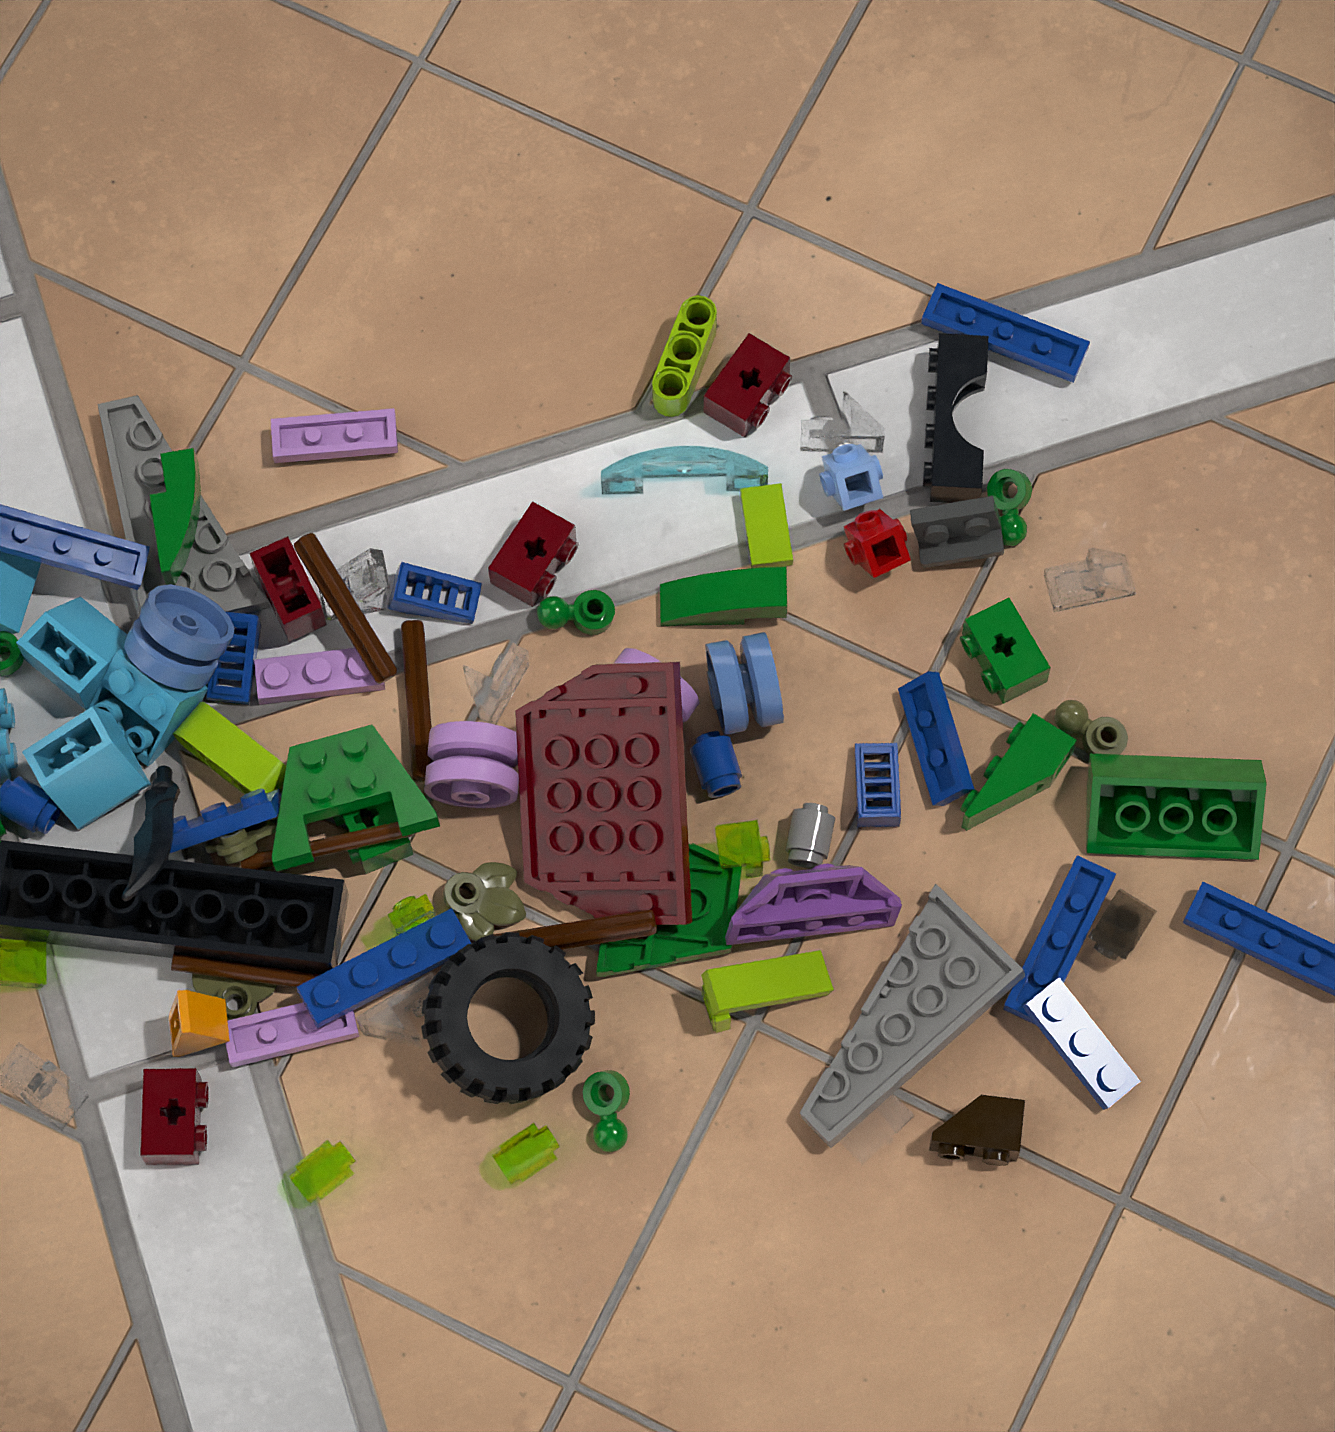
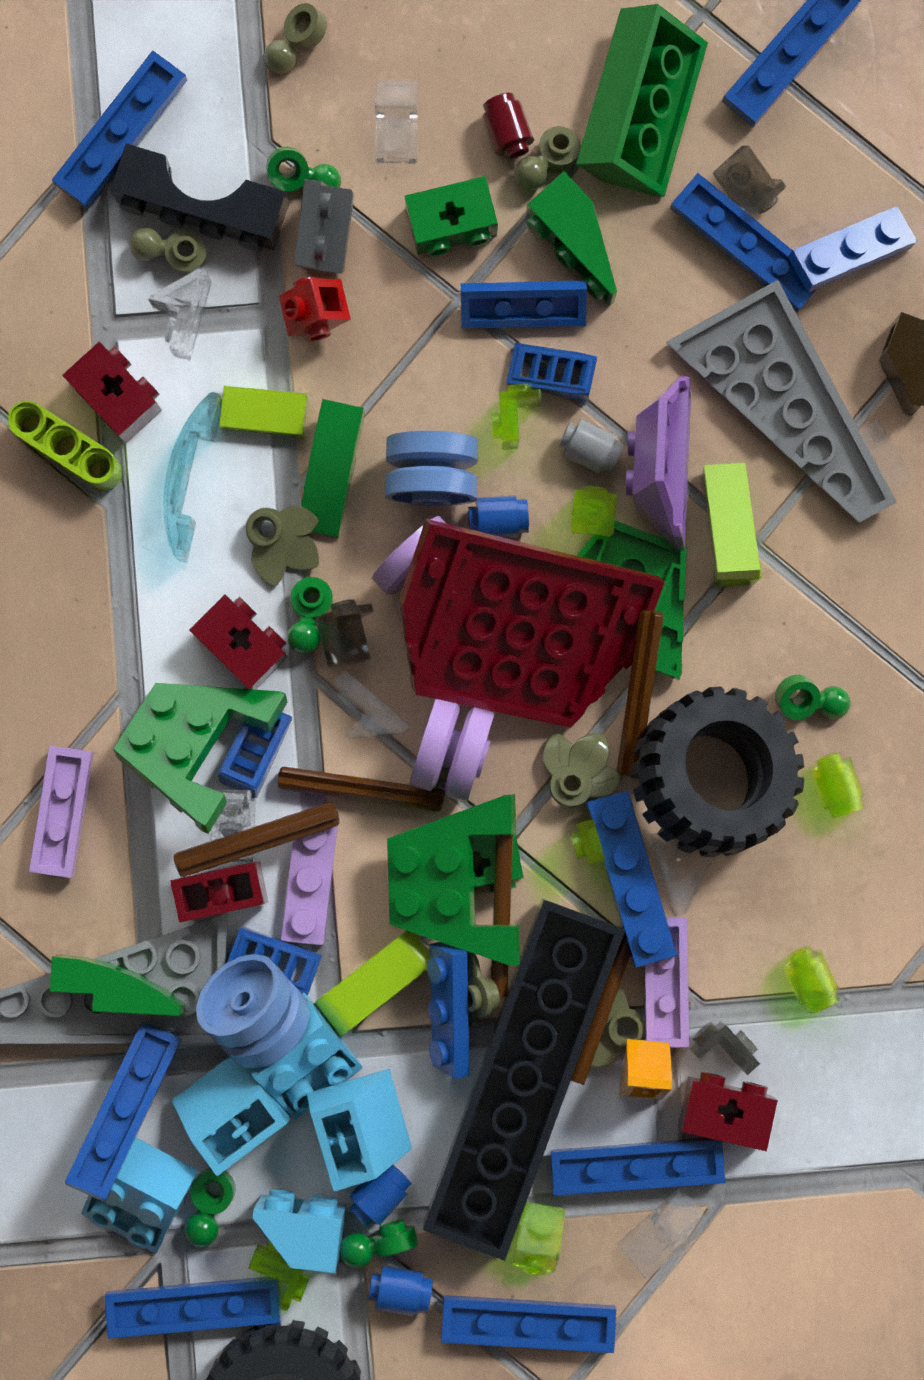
camera: 80 degrees left, 15 degrees up
(101, 1043) = (637, 1166): none -> blue plate
(155, 835) = (450, 1074): black sword -> none
(239, 1109) = (736, 1046): none -> clear smoke bracket
(433, 516) = (178, 730): none -> wing
(565, 647) = (344, 633): none -> clear smoke bracket
(641, 577) = (286, 546): none -> olive plate
(816, 749) = (506, 421): none -> clear neon green bracket
(851, 476) = (239, 314): light blue brick -> none
(900, 384) = (148, 246): none -> olive plate
(1111, 682) = (507, 126): none -> dark red brick
(1152, 472) = (303, 30): none -> olive plate

